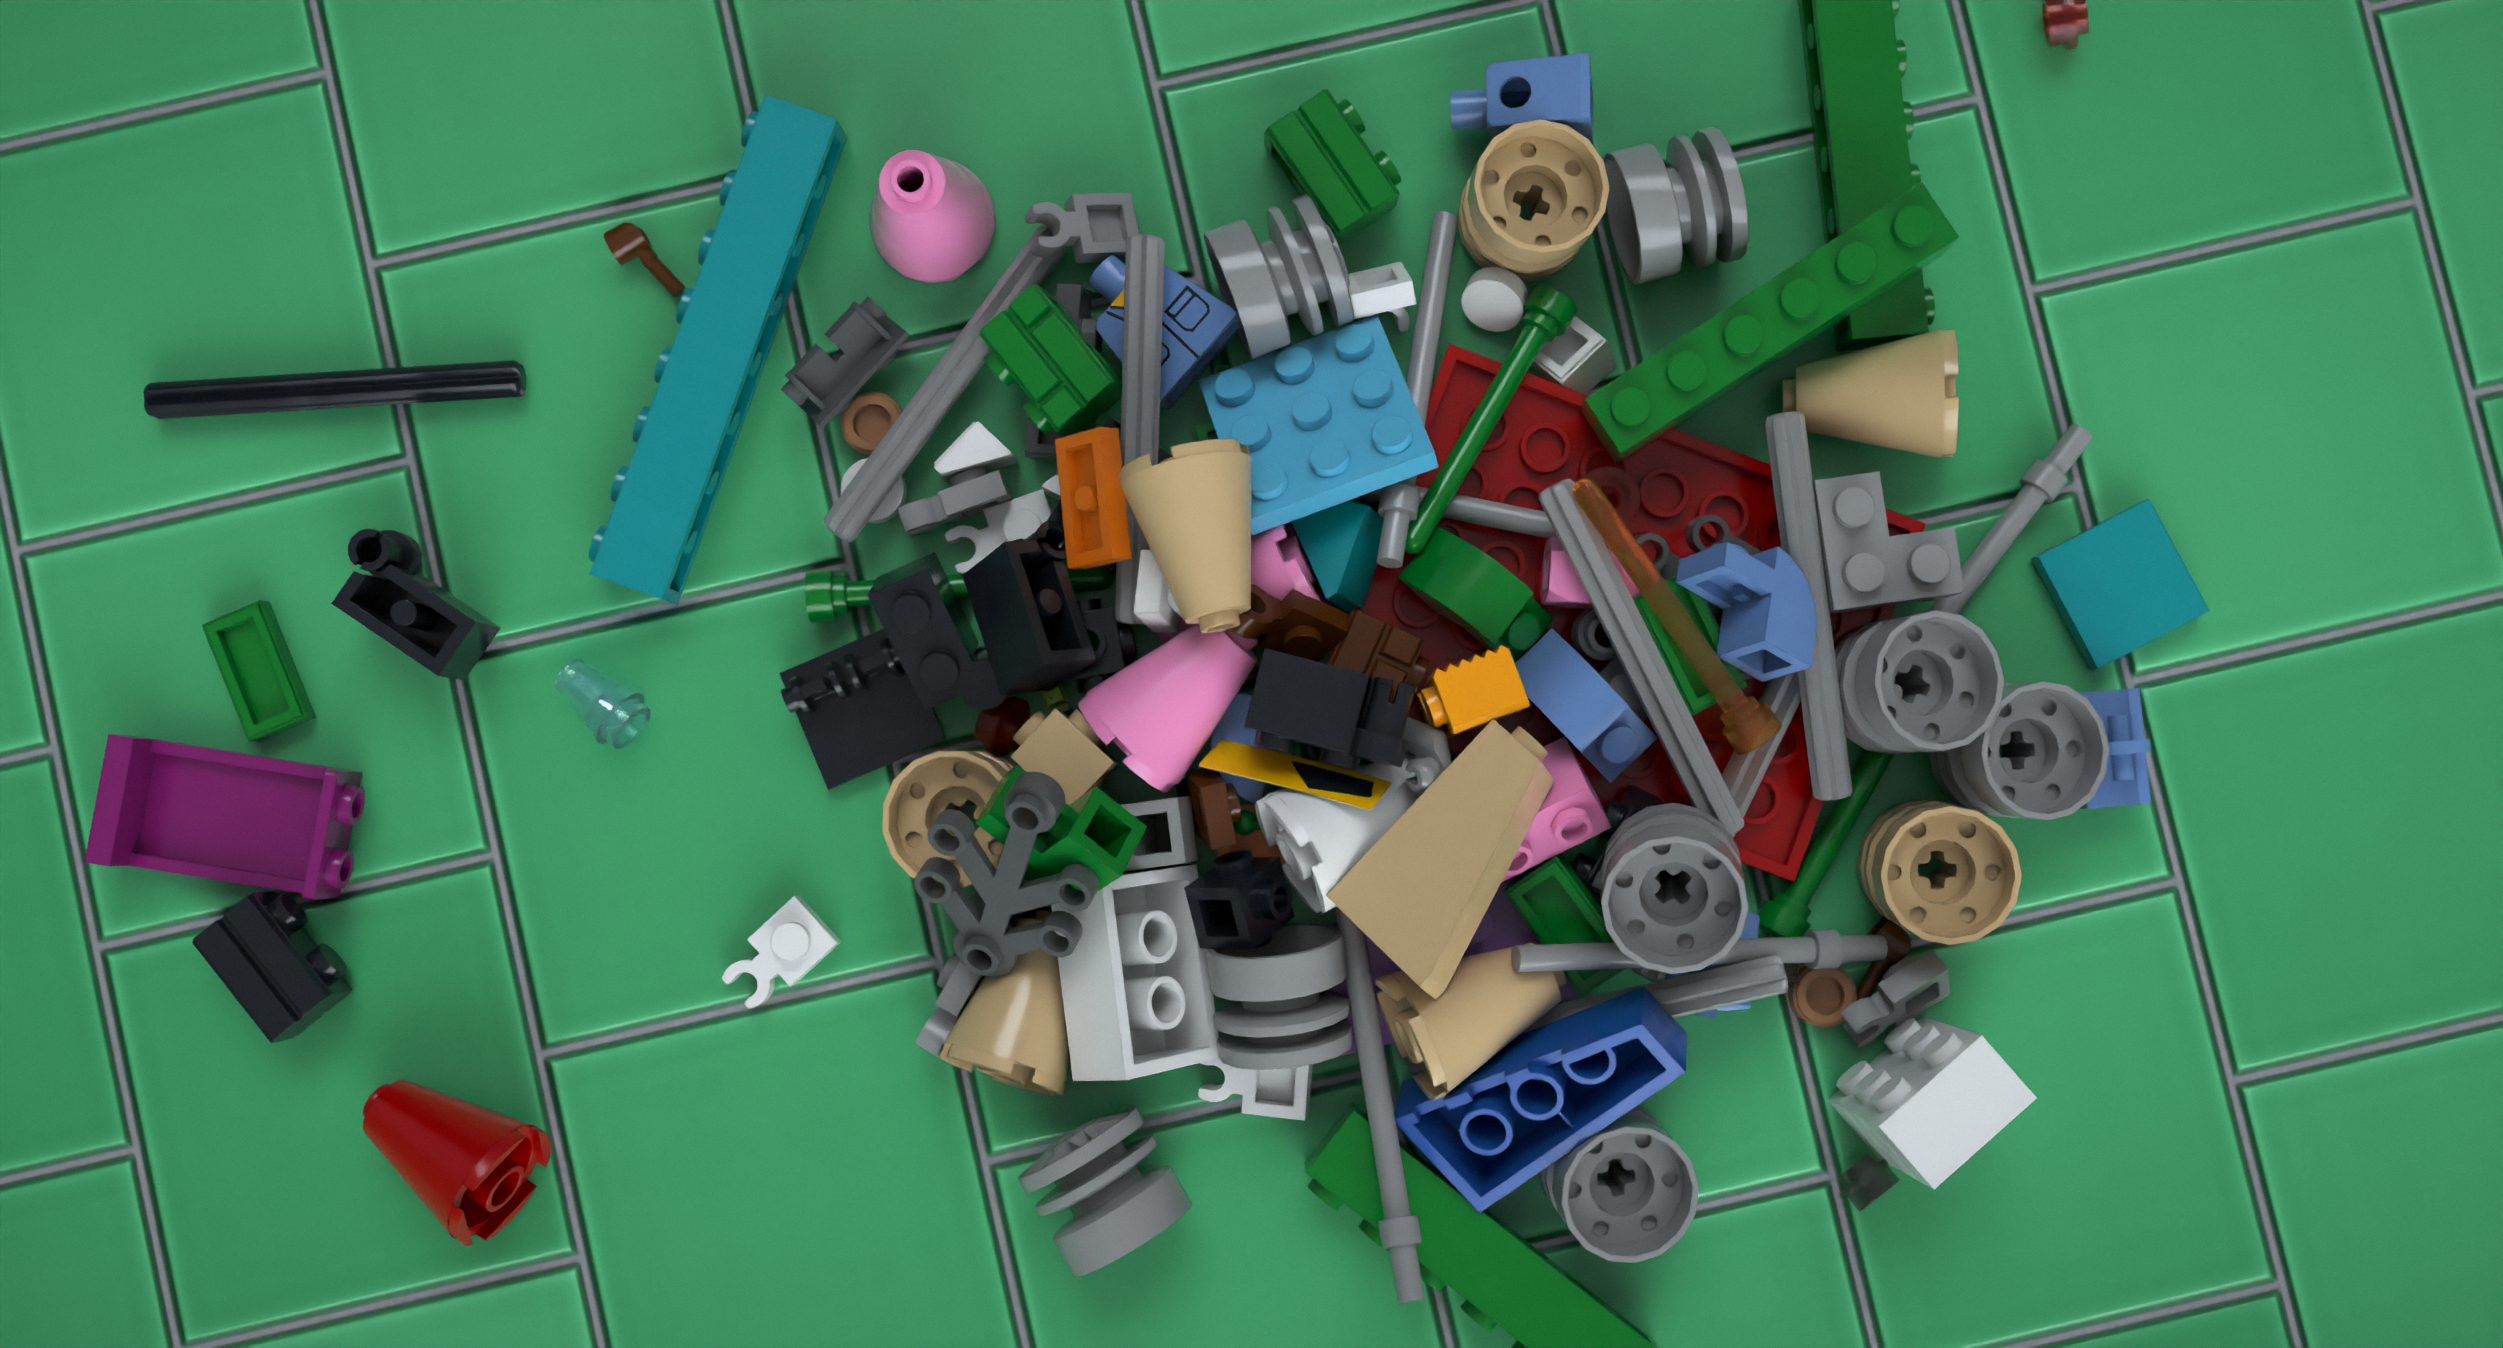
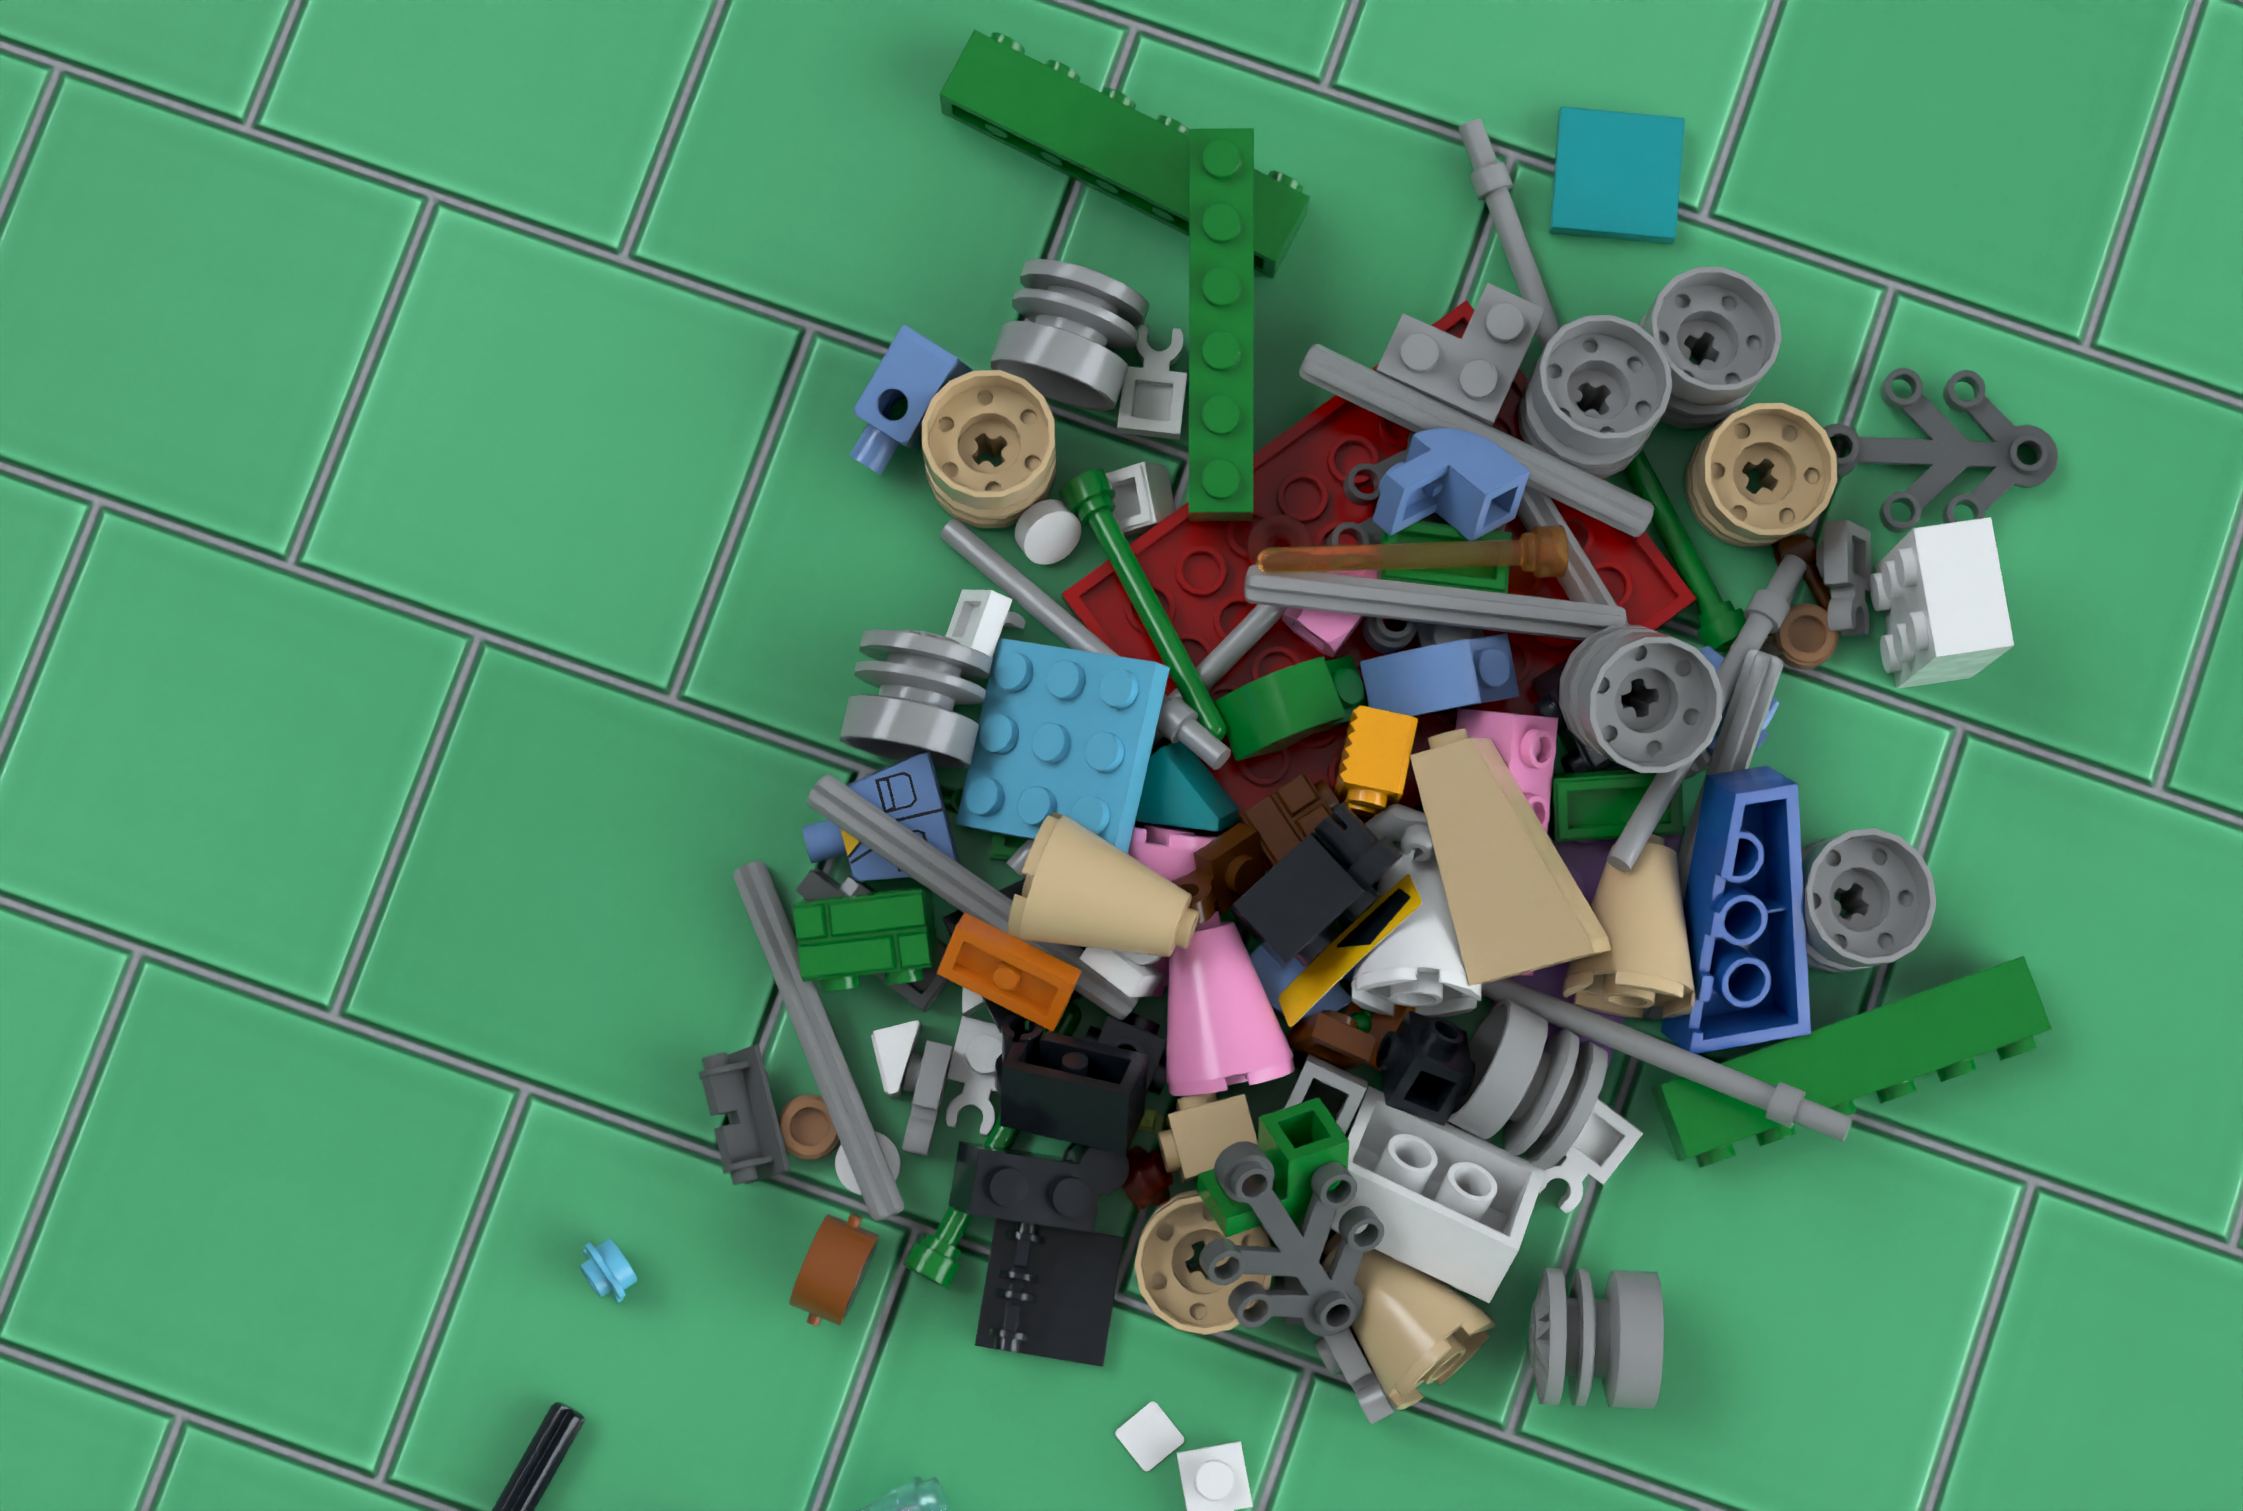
camera: 60 degrees left, 5 degrees down
(631, 242) = (513, 1238): reddish brown hand -> none
(649, 333) = (607, 1270): none -> medium azure plate
(718, 349) = (663, 1220): teal brick -> none
(763, 516) = (834, 1269): none -> dark orange piece
(798, 864) = (1149, 1436): none -> white sticker
(930, 217) = (681, 980): bright pink cone -> none
(1092, 224) = (763, 828): light grey plate -> none
(1331, 163) = (845, 594): green brick -> none
(1671, 309) = (1152, 394): none -> white plate
(1867, 1181) = (1983, 698): clear smoke plate -> none
(1884, 394) = (1337, 267): tan cone -> none
(2065, 1019) = (1949, 450): none -> dark grey plant
(2127, 767) = (1769, 268): medium blue hips -> none

